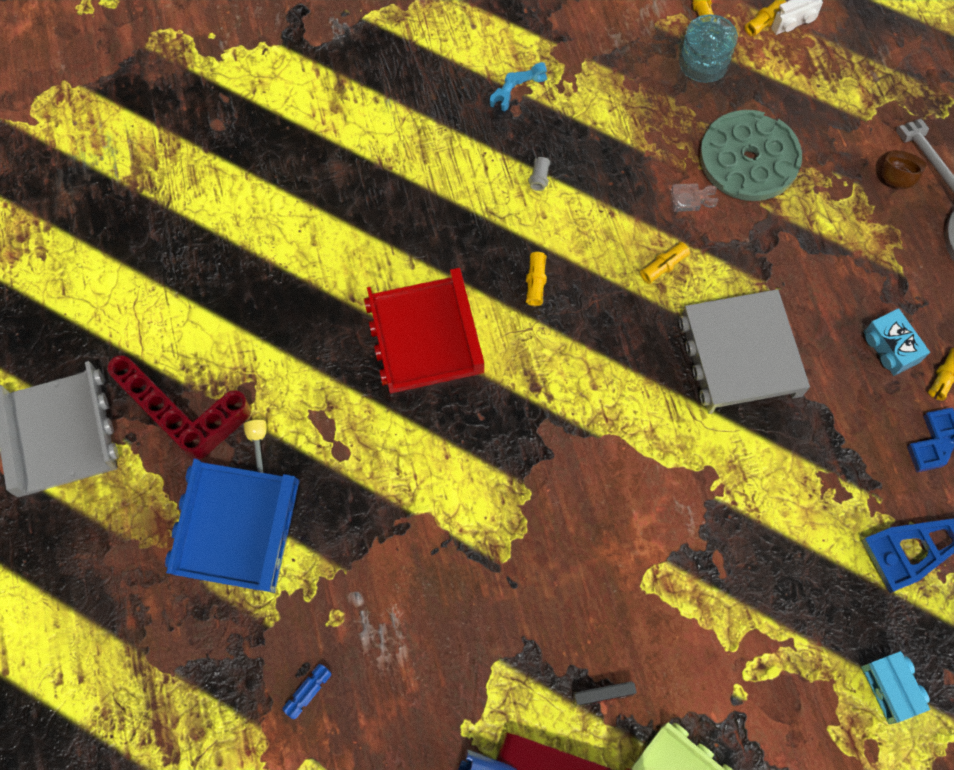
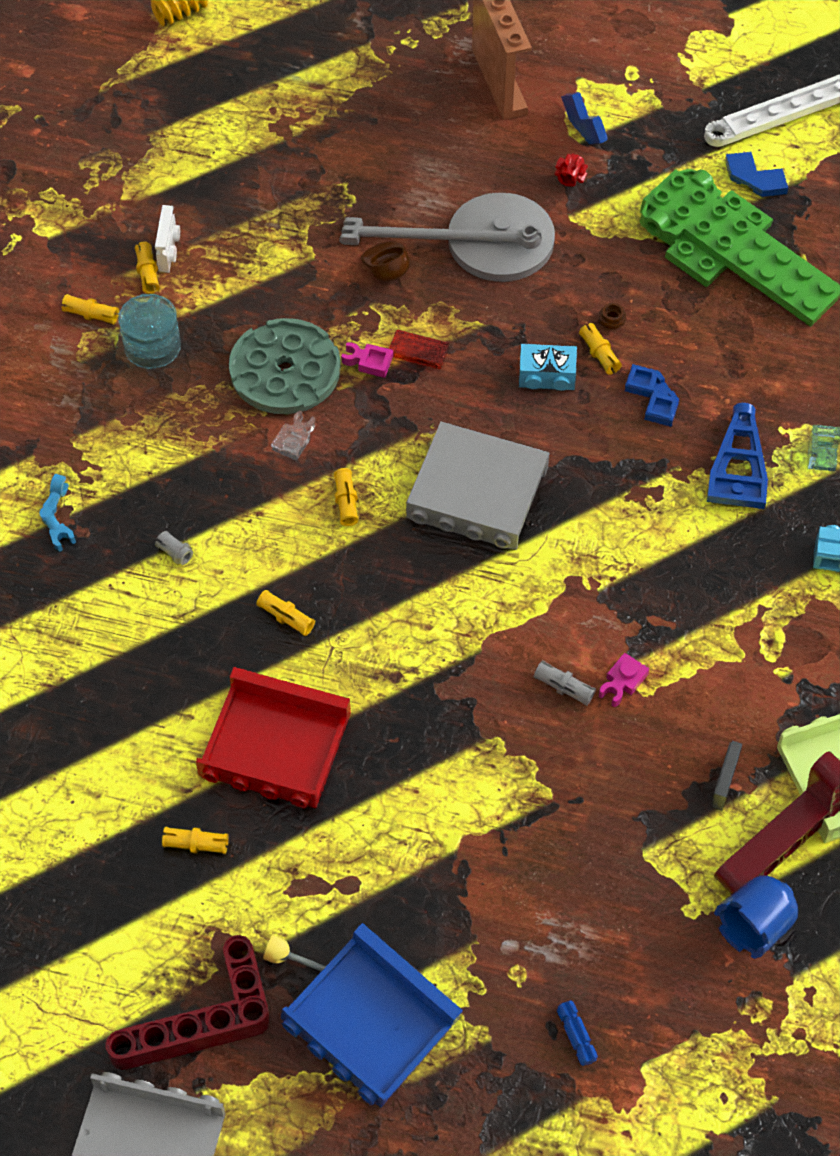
camera: 60 degrees left, 10 degrees down
(312, 326) = (195, 840): none -> yellow pin
(607, 516) = (564, 683): none -> light grey pin
(648, 561) = (624, 676): none -> dark pink plate
(802, 211) = (371, 360): none -> dark pink plate
(840, 239) = (419, 349): none -> clear red tile

